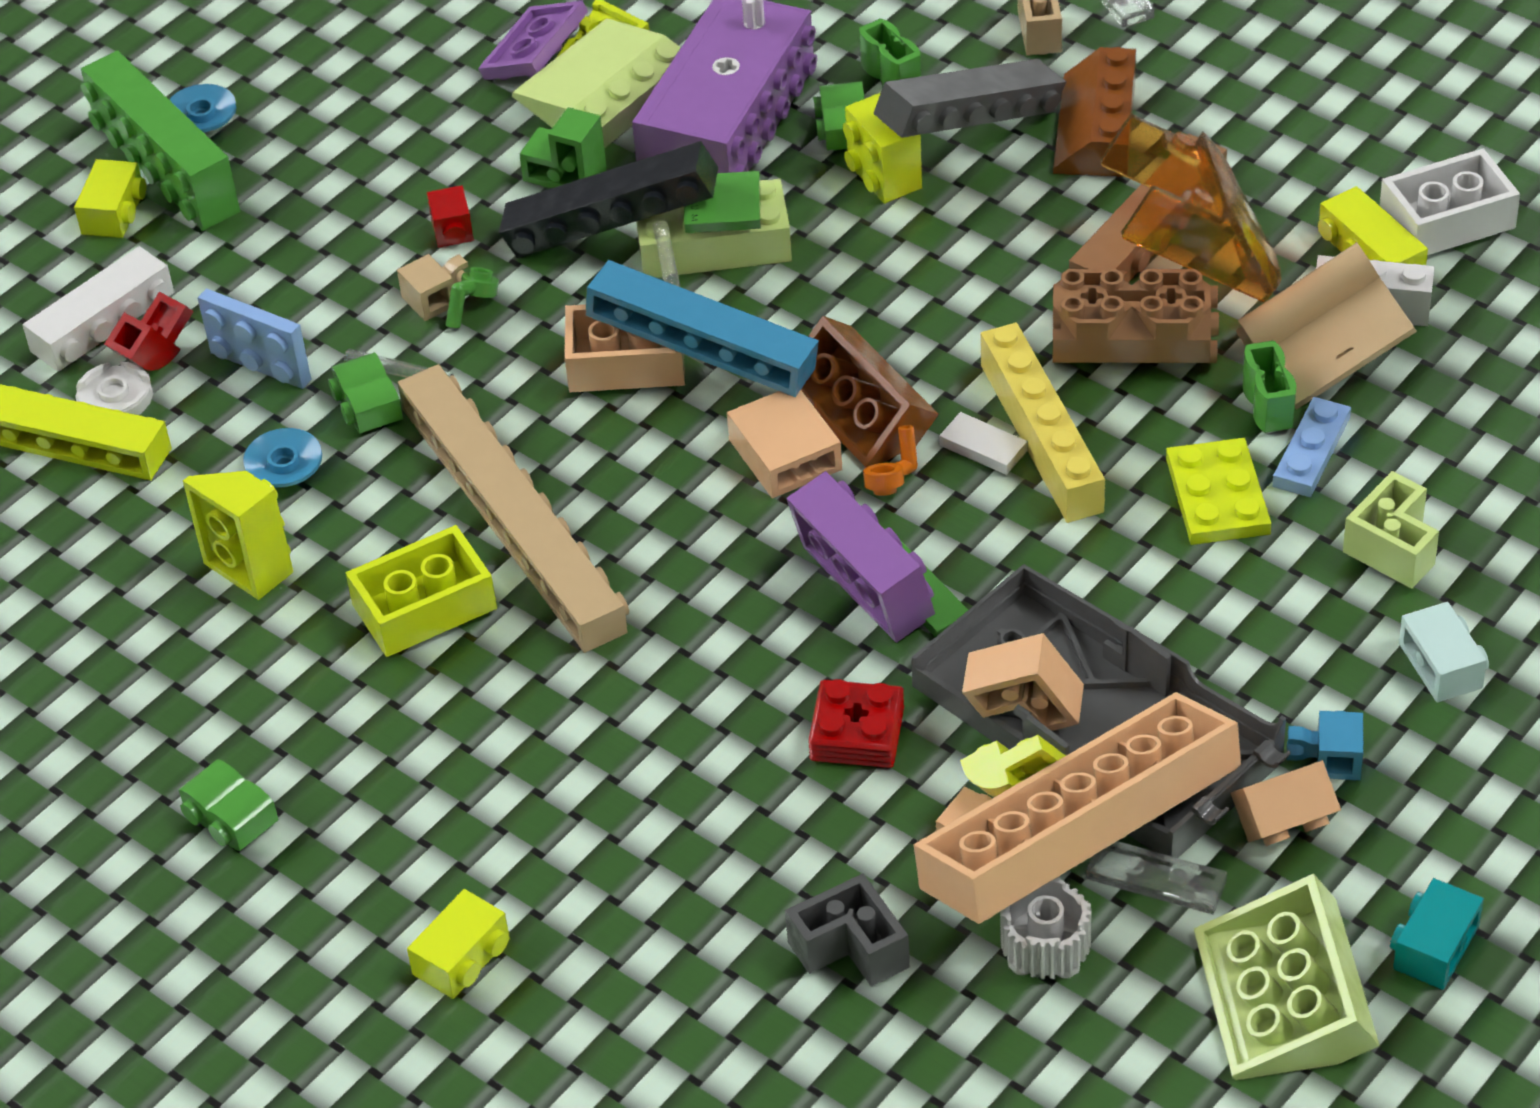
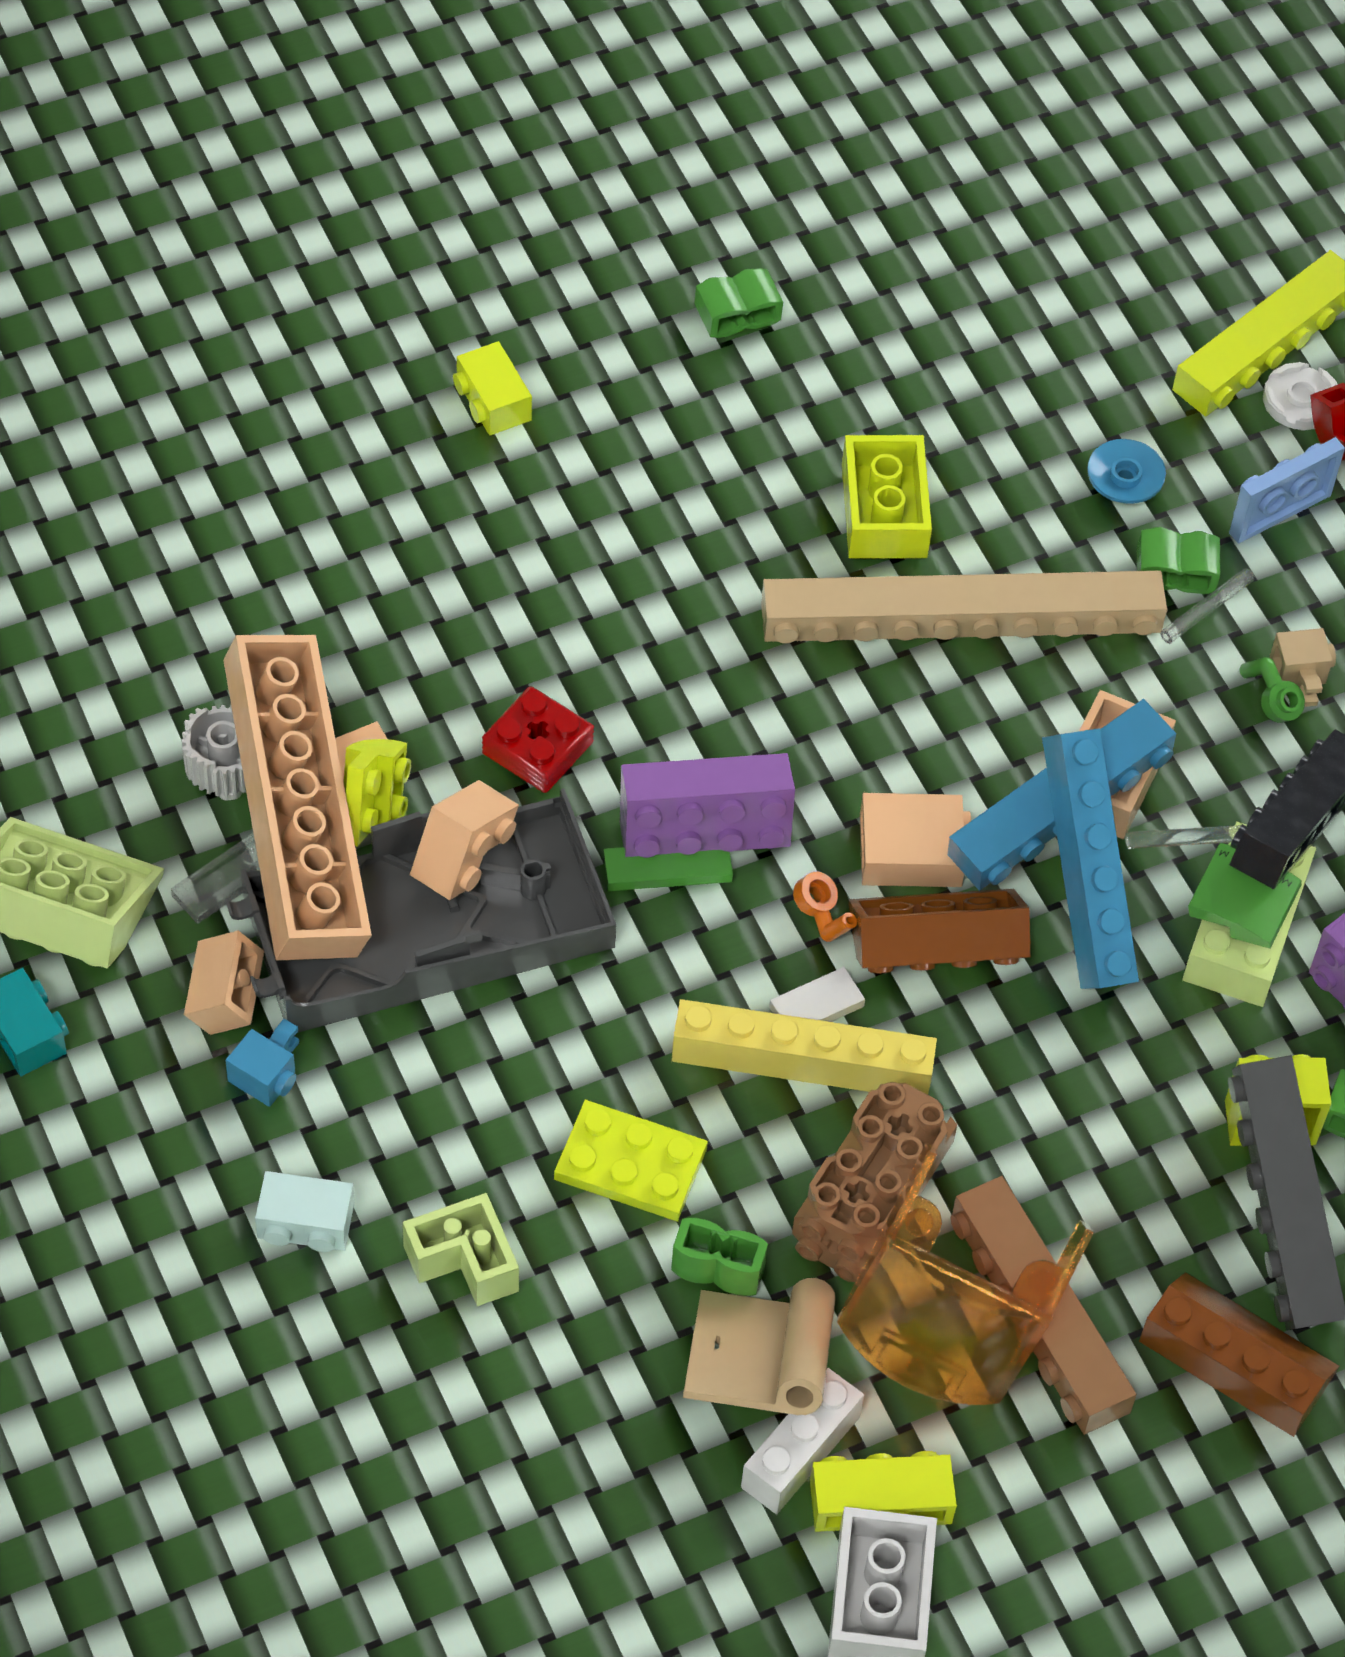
camera: 110 degrees right, 10 degrees up
(240, 529) = (1015, 379): neon yellow slope -> none
(758, 279) = (1090, 859): none -> dark azure brick
(849, 922) = (324, 615): dark grey brick -> none
(1311, 447) = (636, 1272): light blue plate -> none

